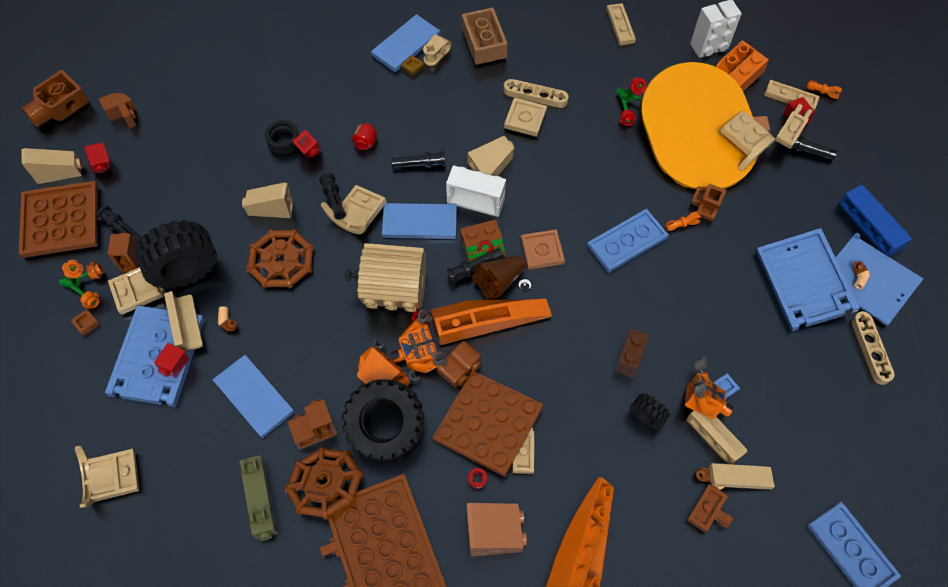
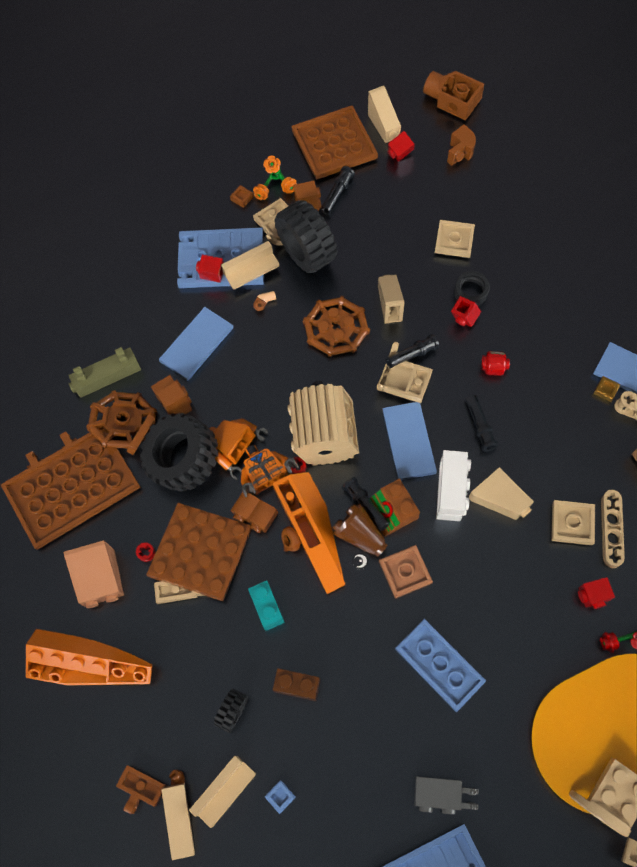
camera: 85 degrees right, 5 degrees up
(107, 475) = (109, 257): tan piece -> none
(222, 138) = (454, 238): none -> tan plate
(353, 456) = (140, 434): none -> dark orange tile
(495, 329) = (294, 539): none -> dark orange piece
(555, 367) = (266, 605): none -> teal brick
(587, 115) = (596, 593): none -> red brick
(691, 219) = (486, 738): orange piece -> none
(705, 395) = (259, 771): orange torso -> none
(708, 200) = (514, 755): dark orange brick -> none
(733, 260) = (441, 794): none -> dark grey hinge

